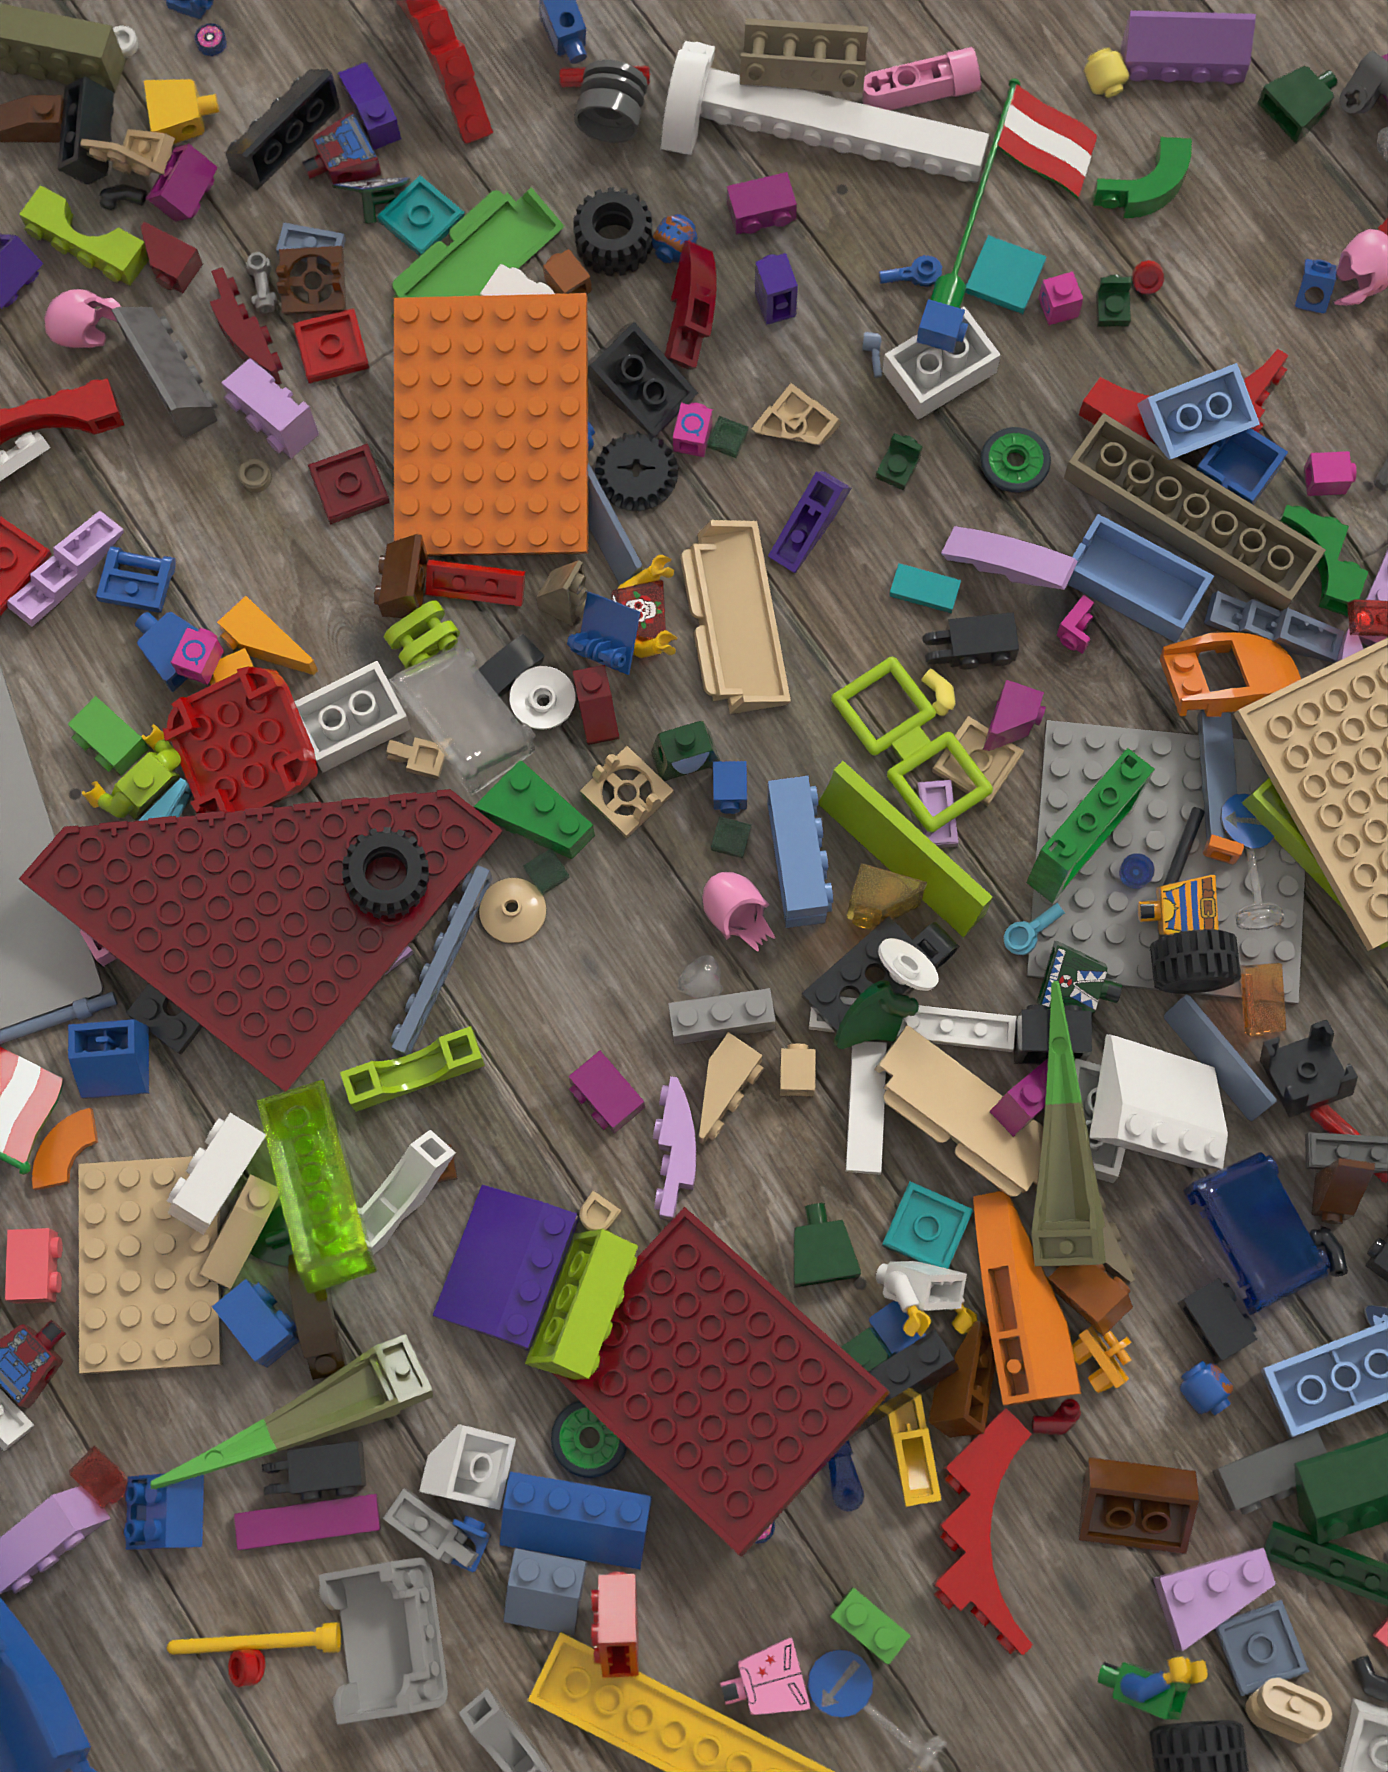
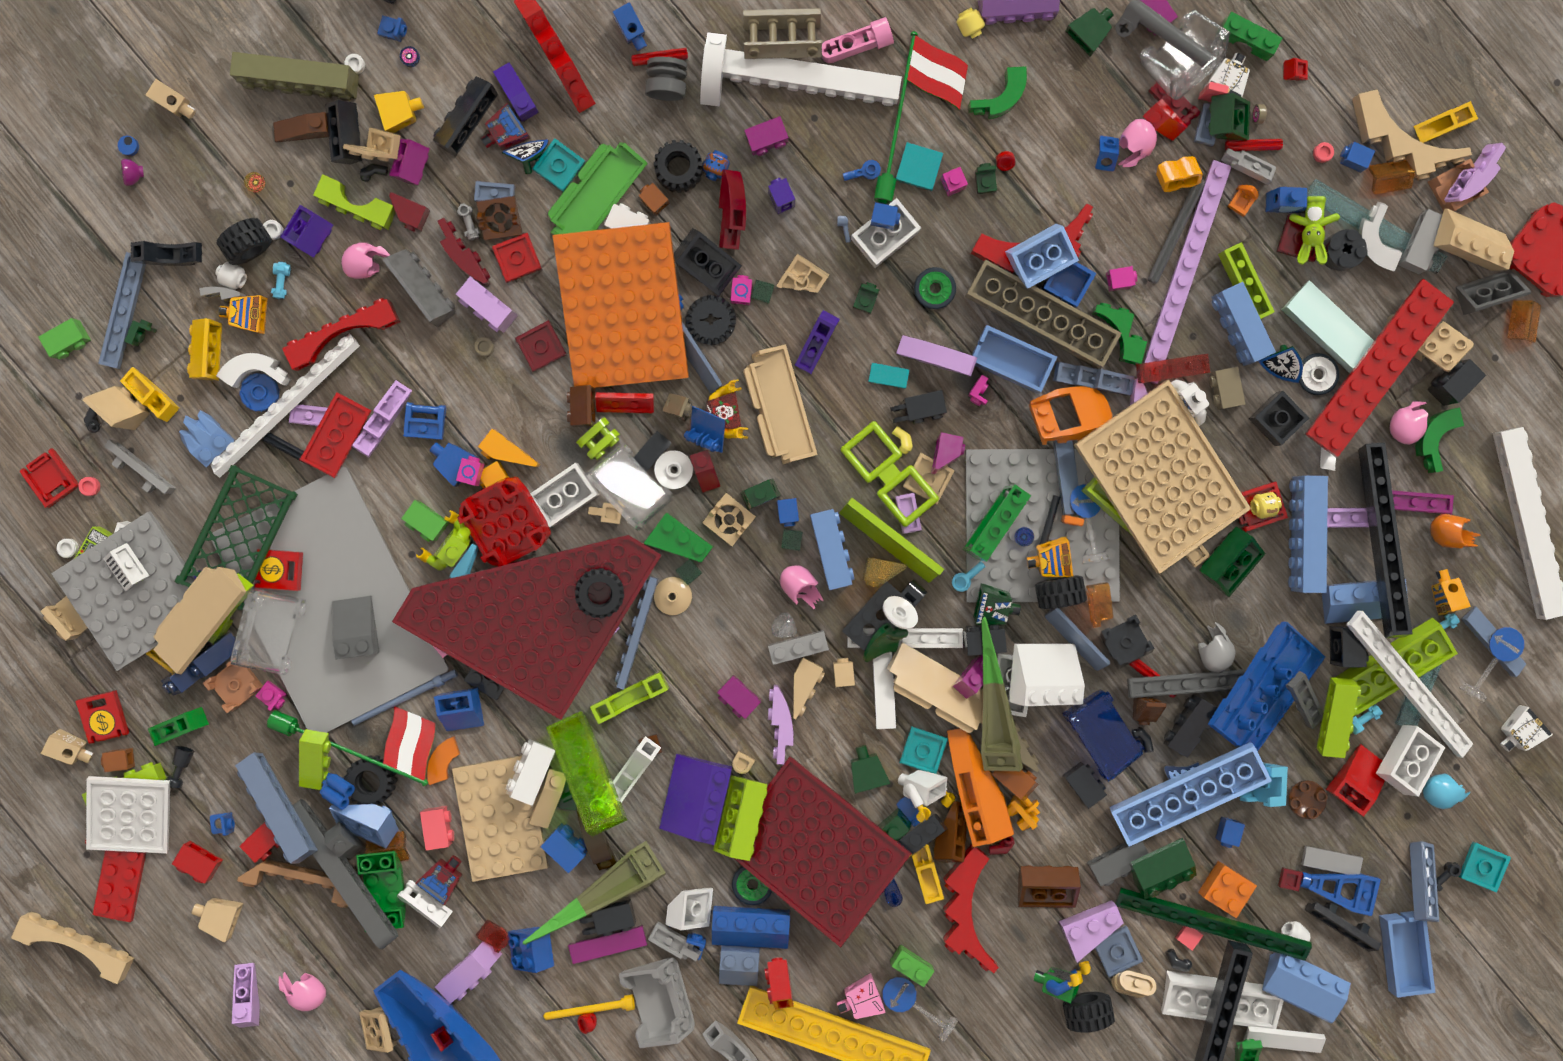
camera: 10 degrees left, 15 degrees up
(1206, 1388) = (1081, 821): blue head -> none

